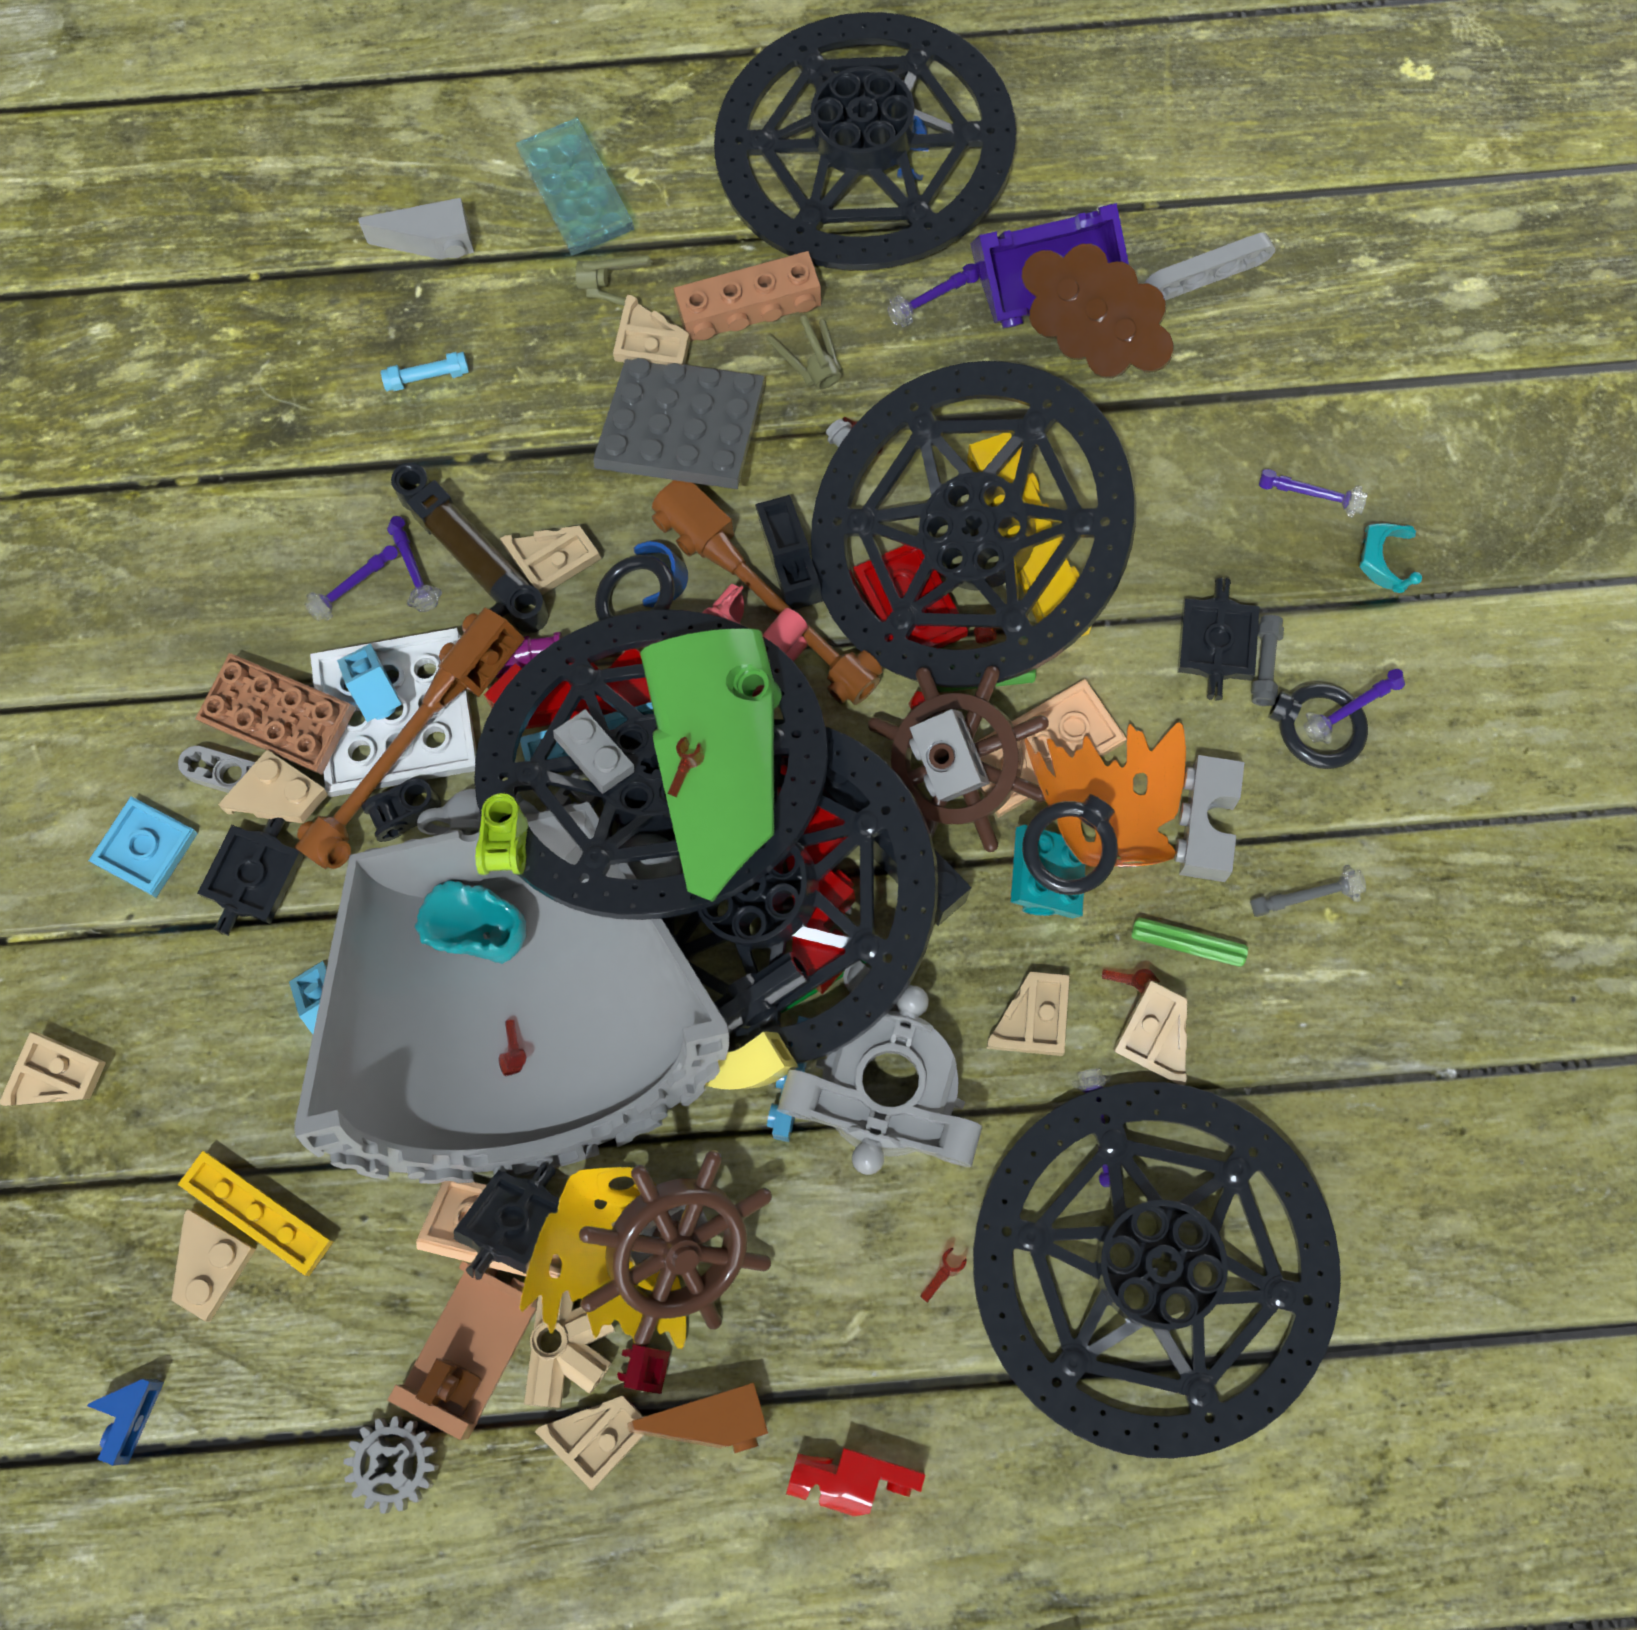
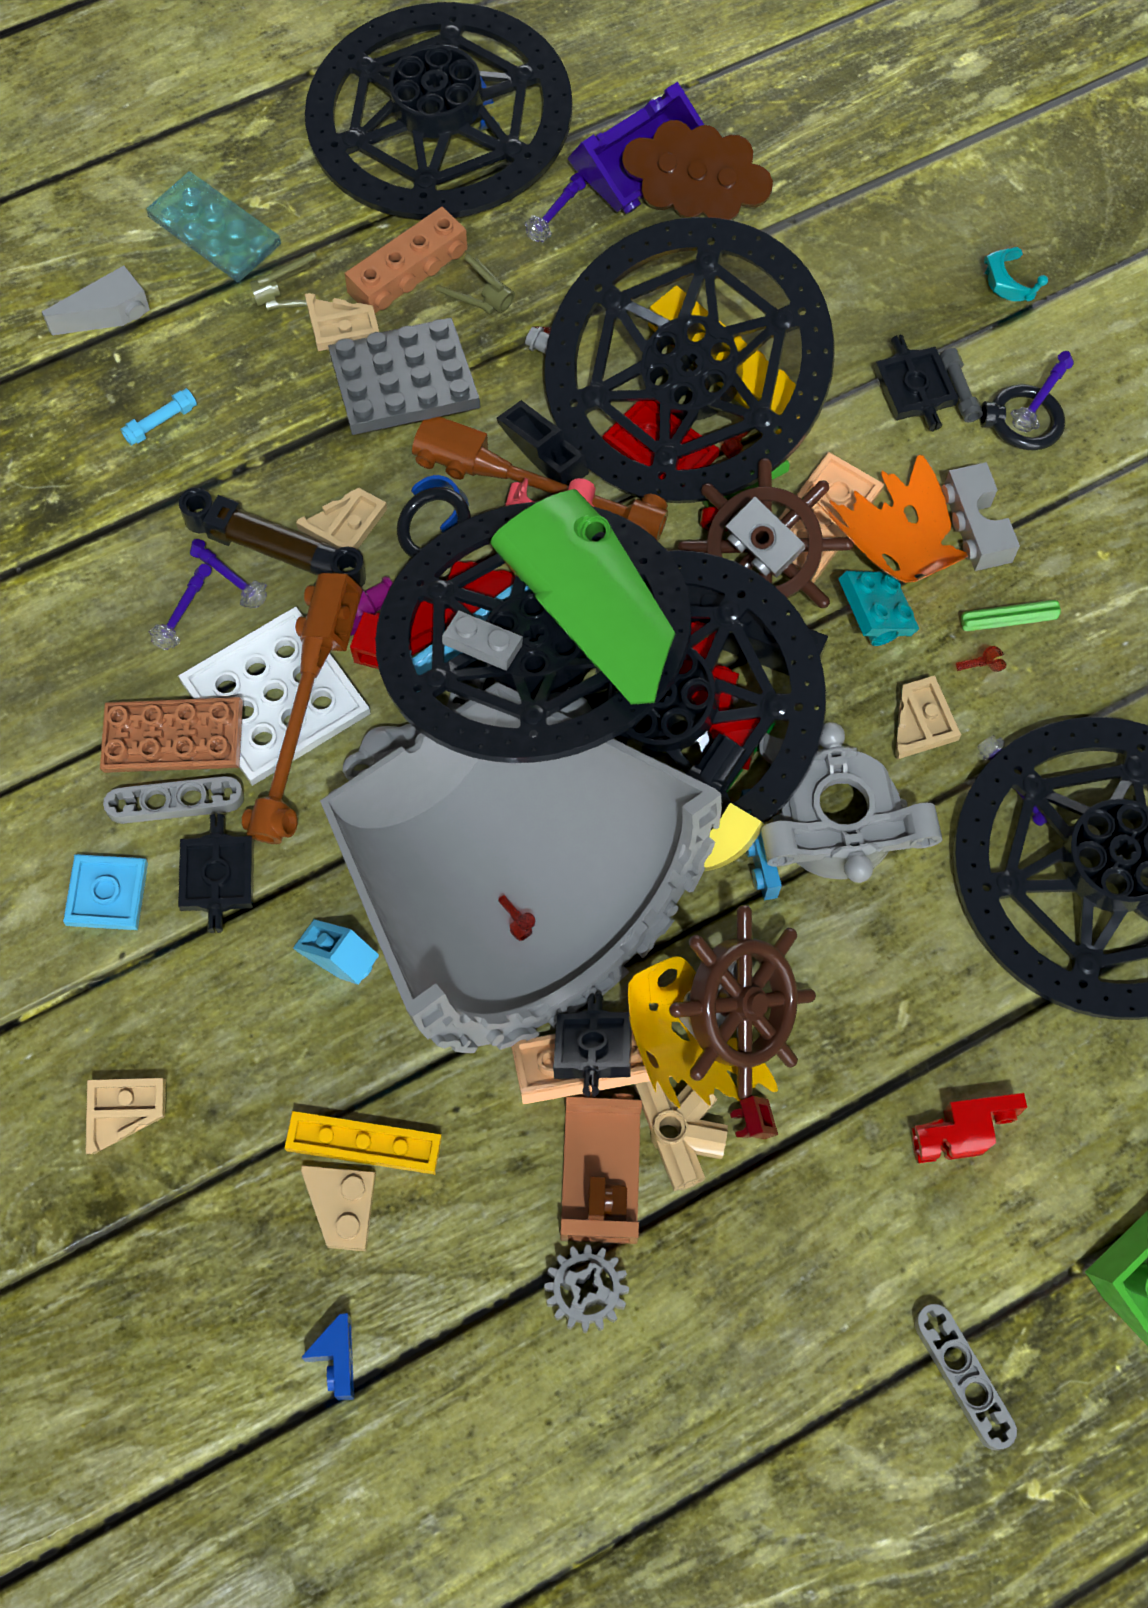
camera: 30 degrees left, 5 degrees down
(274, 791) = (207, 794): tan wing -> none
(369, 683) = (247, 674): medium azure slope -> none
(399, 808) = (316, 772): black piece -> none
(459, 915) = (436, 826): teal piece -> none
(501, 844) = (451, 730): lime piece -> none
(593, 1439) = (744, 1190): tan wing -> none
(686, 763) = (579, 603): clear red hand -> none
(713, 1421) = (833, 1133): dark orange slope -> none
(941, 1275) = (953, 939): clear red hand -> none
(1093, 813) = (899, 539): black piece -> none
(1157, 1033) = (1023, 690): tan wing -> none
(1213, 266) = (769, 107): light grey beam -> none
(1350, 883) = (1108, 523): dark grey piece -> none
(1352, 501) = (964, 245): dark purple piece -> none

